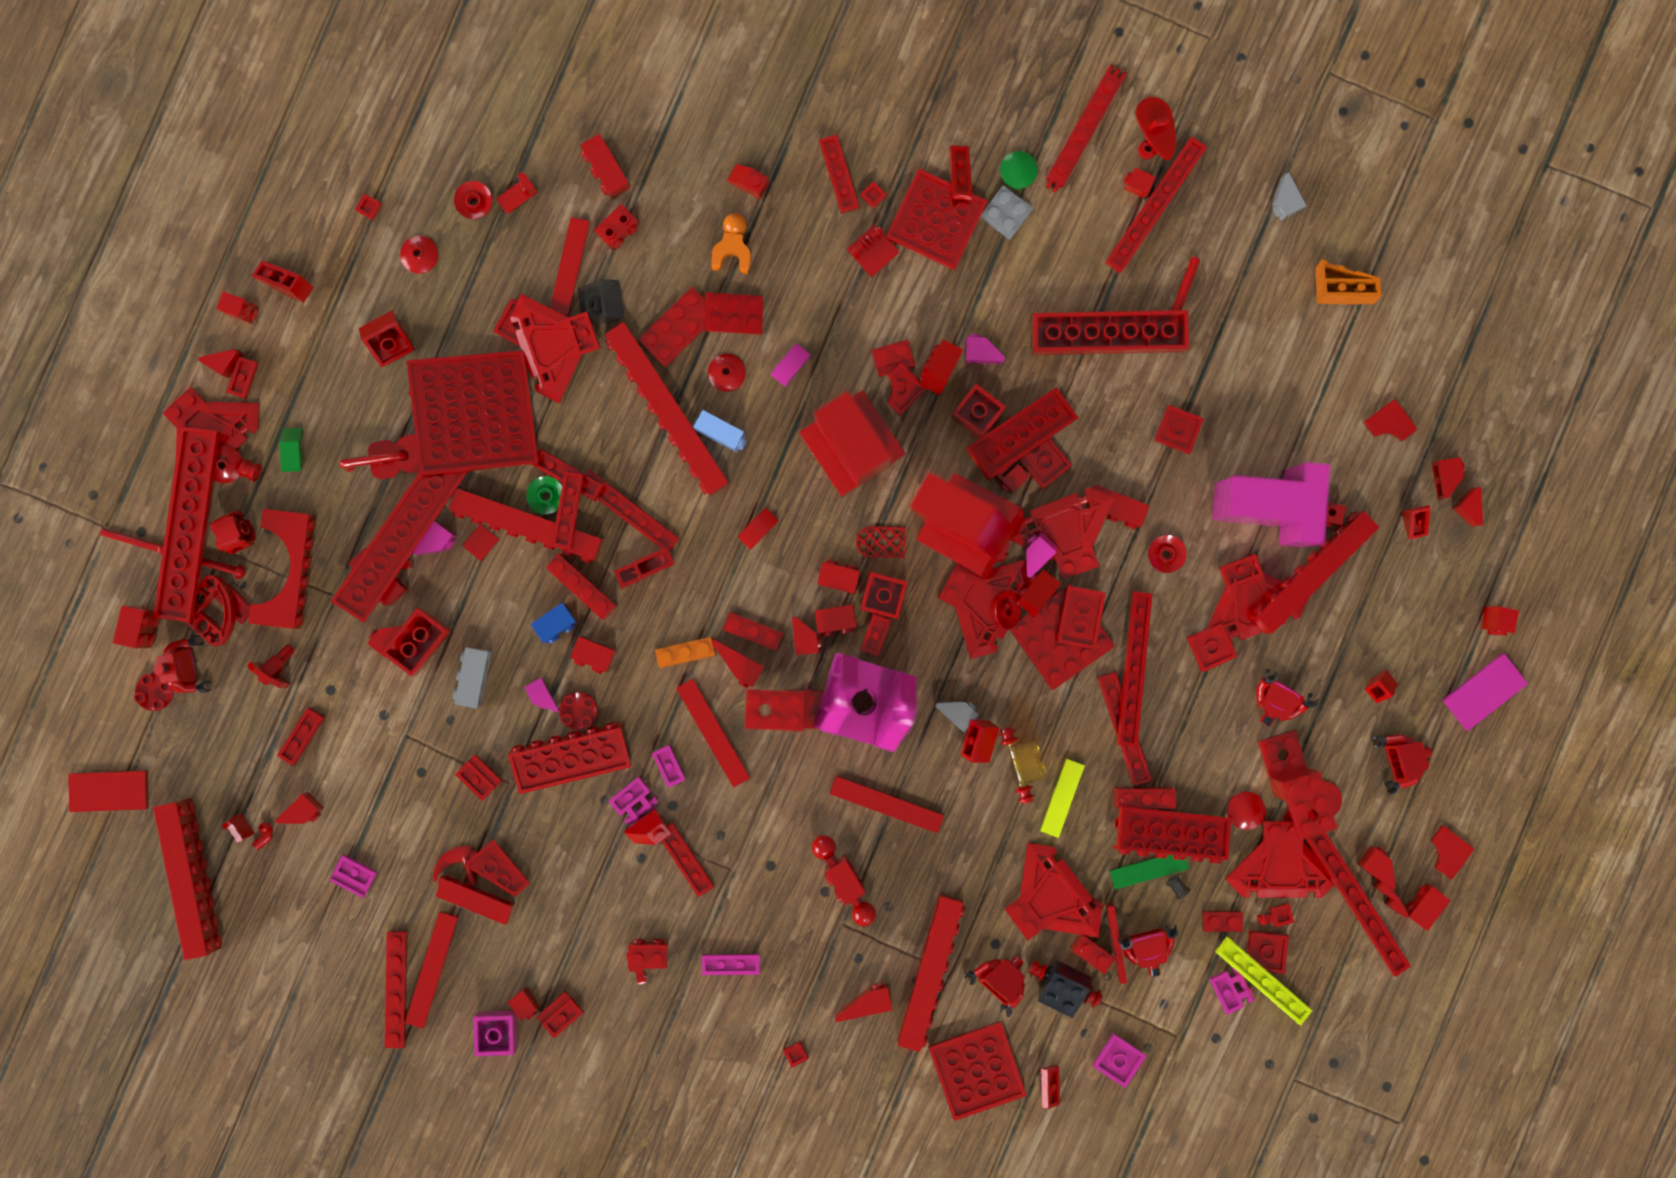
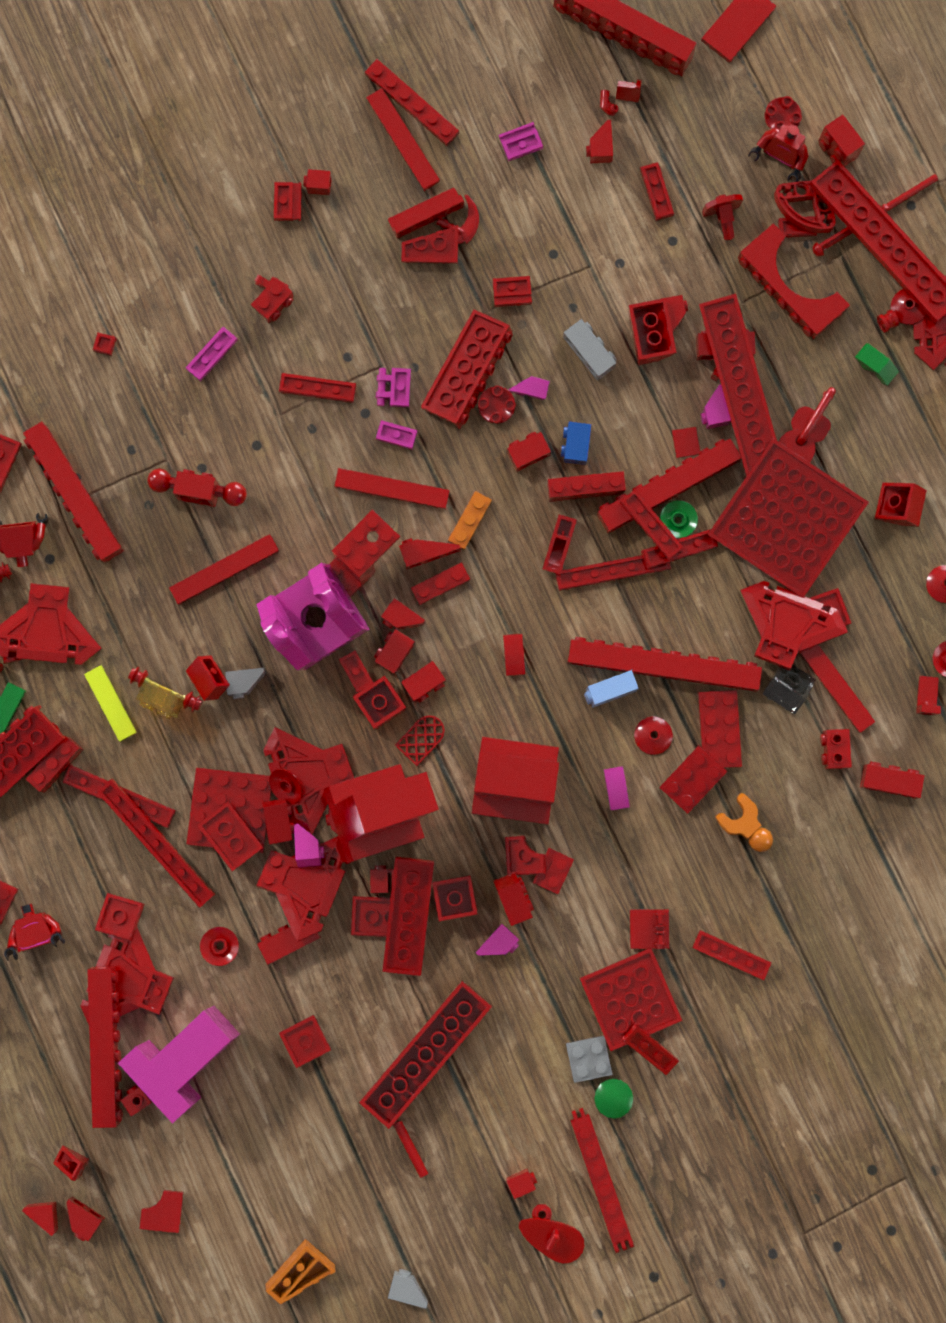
camera: 130 degrees right, 5 degrees down
(233, 532) = (850, 269): red brick -> none
(495, 1033) = (315, 144): dark pink brick -> none
(649, 829) = (362, 380): red slope -> none
(749, 180) = (786, 881): red slope -> none
(869, 1002) = (92, 428): red slope -> none
(873, 195) = (692, 967): red plate -> none
(1155, 205) = (493, 1181): red plate -> none

